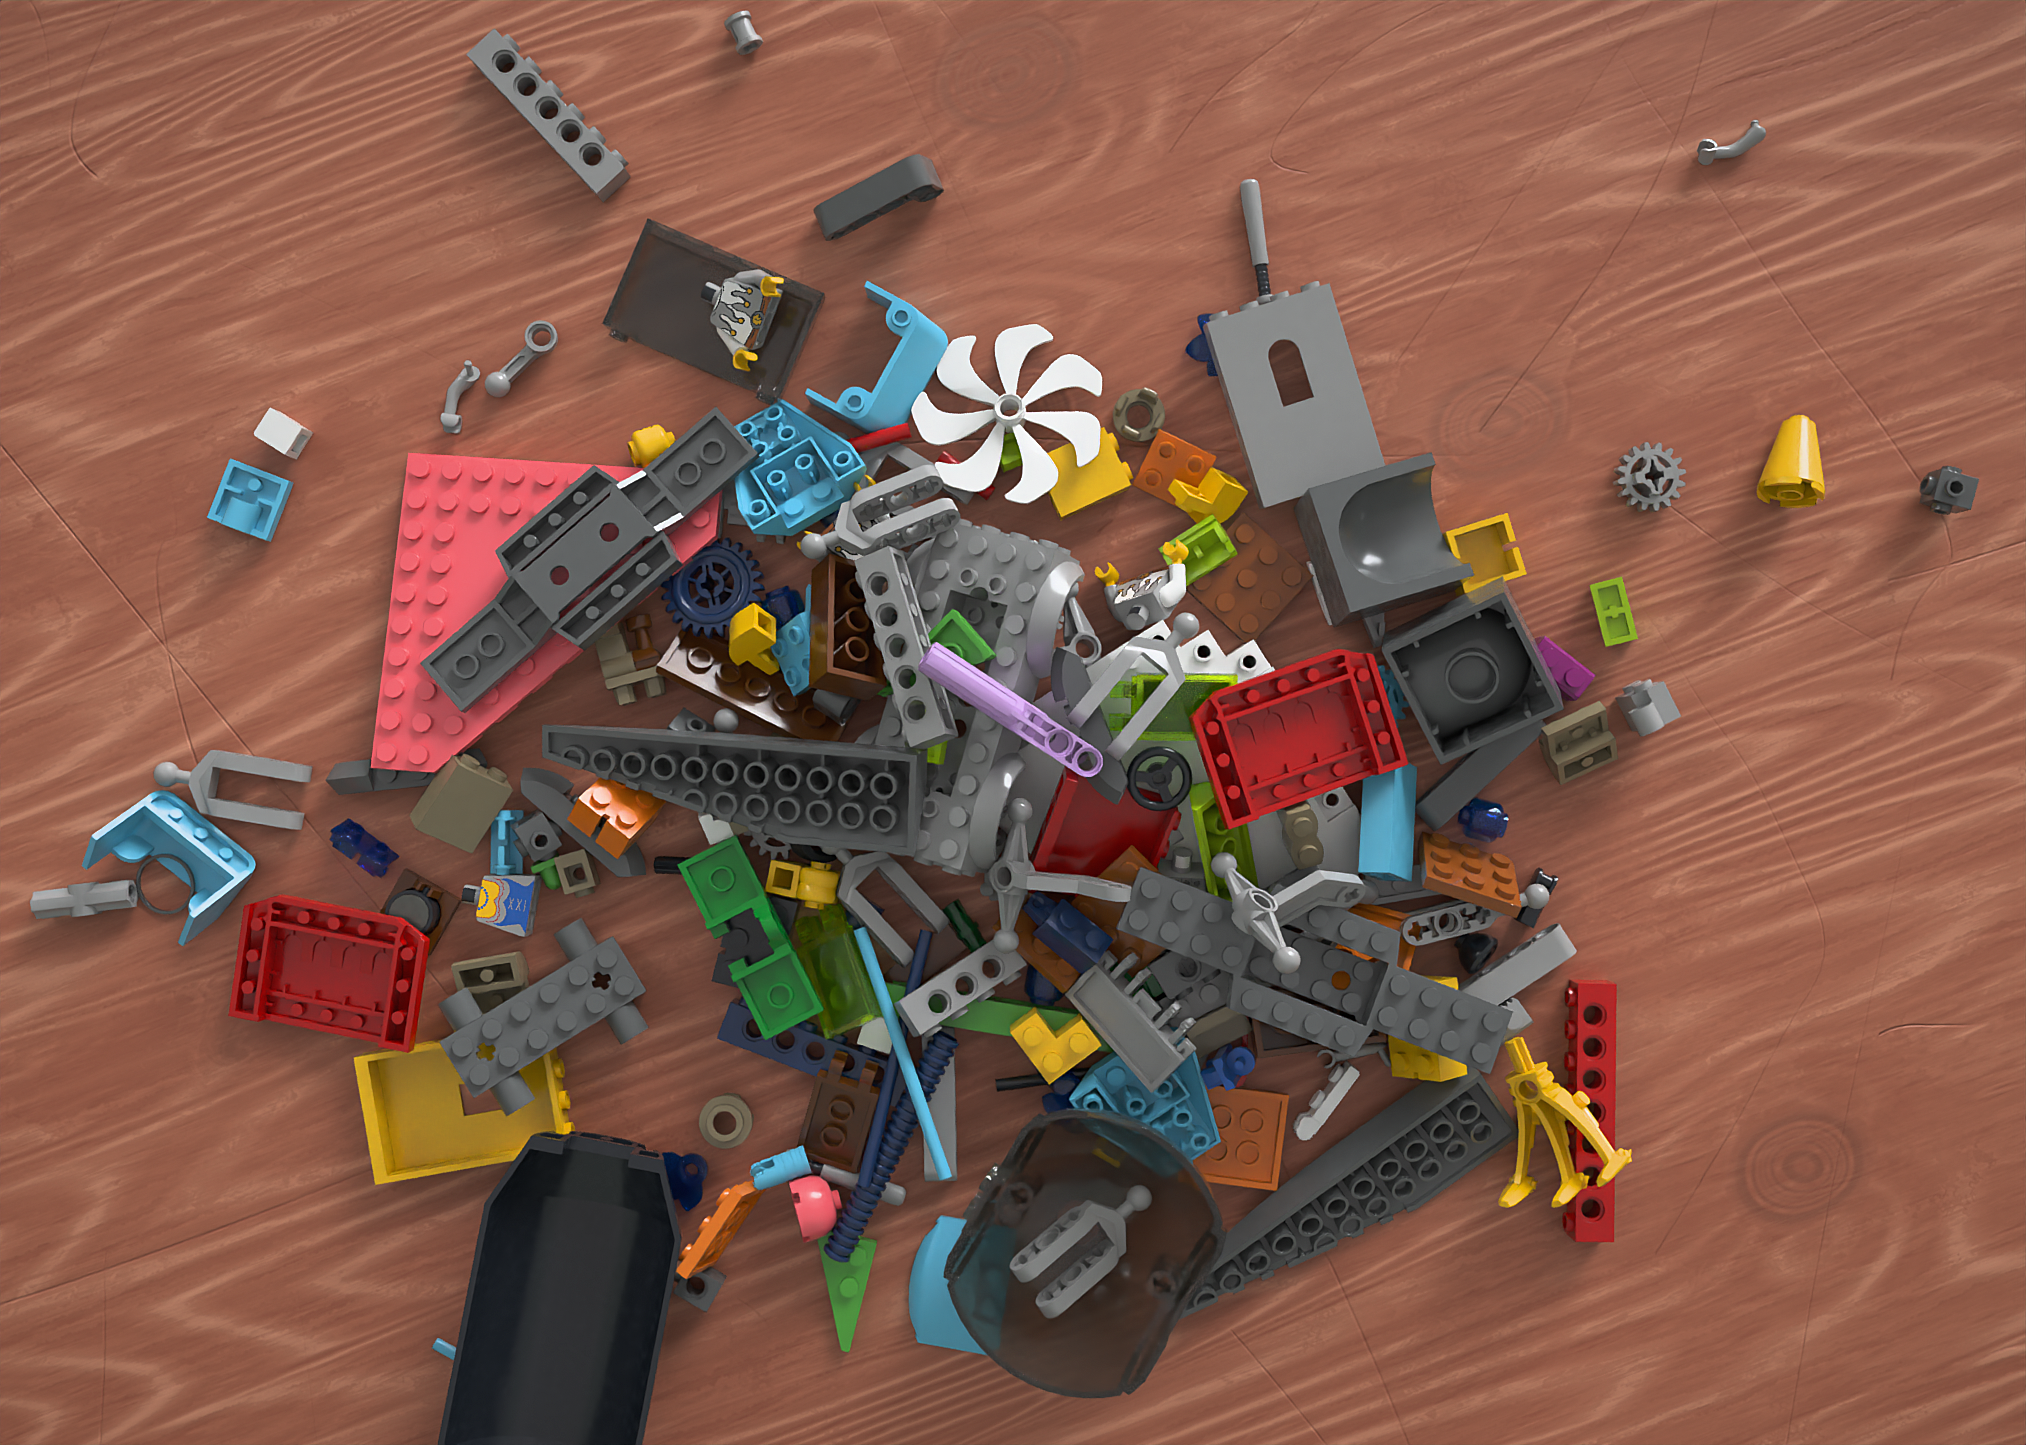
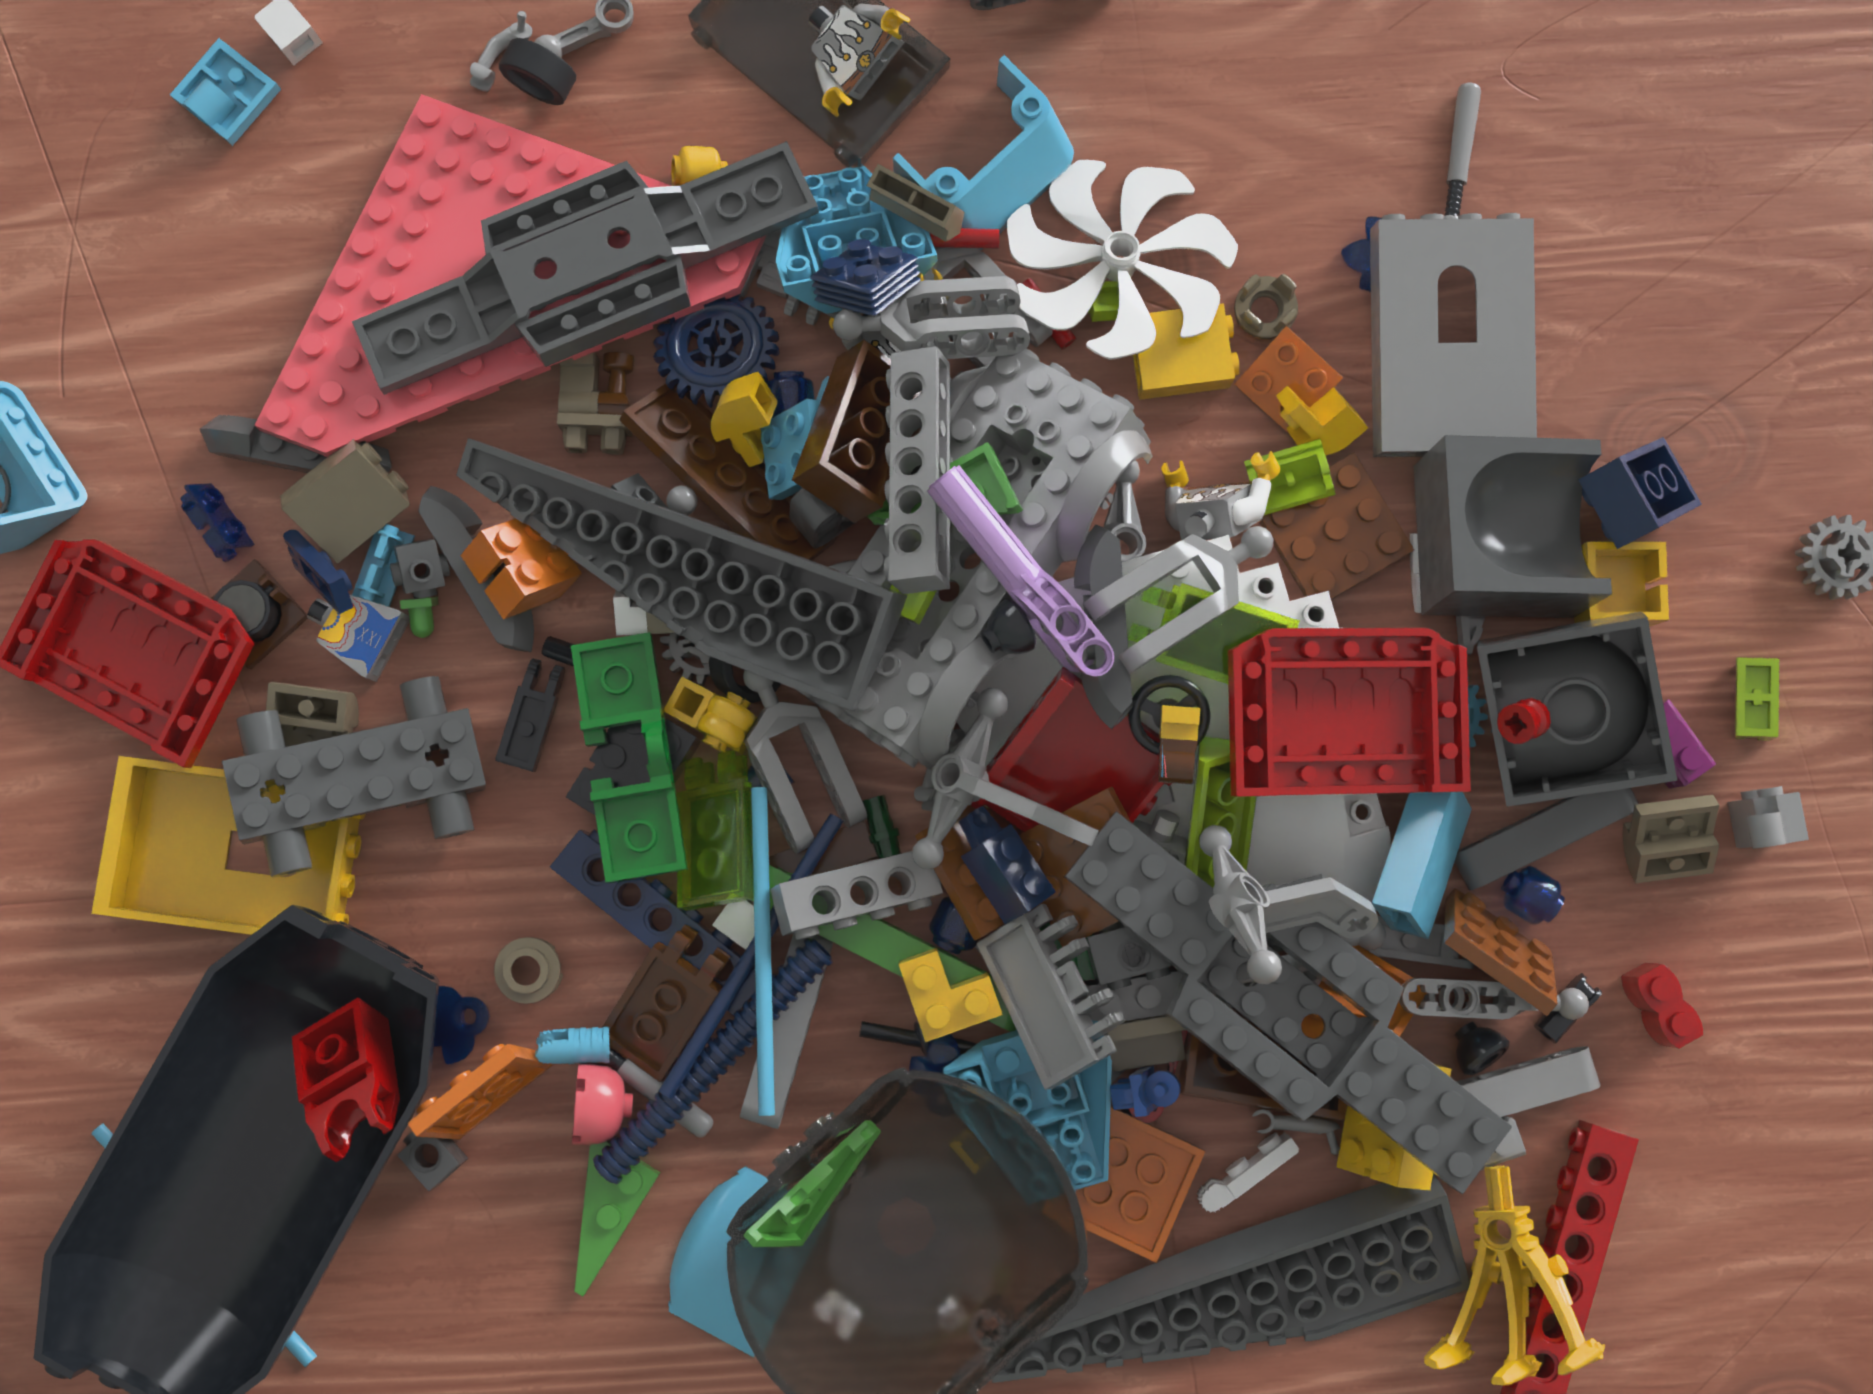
camera: 15 degrees right, 5 degrees down
(204, 782) = (64, 384): light grey piece -> none
(460, 865) = (319, 571): none -> dark blue hinge
(496, 407) = (537, 71): none -> black tyre
(567, 867) = (446, 612): dark tan brick -> none
(615, 1247) = (346, 1075): none -> red brick
(662, 926) = (530, 719): none -> black hinge
(815, 504) = (865, 277): none -> dark blue brick
(834, 426) = (915, 204): none -> dark tan piece
(997, 1235) = (805, 1204): none -> bright green wing
(1014, 754) = (1009, 630): none -> black brick
(1093, 1264) = (909, 1279): light grey piece -> none
(1171, 800) = (1177, 744): none -> leg
(1300, 834) = (1315, 835): dark tan brick -> none
(1434, 696) = (1531, 713): none -> red wheel
(1476, 480) = (1639, 492): none -> dark blue brick
(1603, 868) = (1663, 1011): none -> red brick

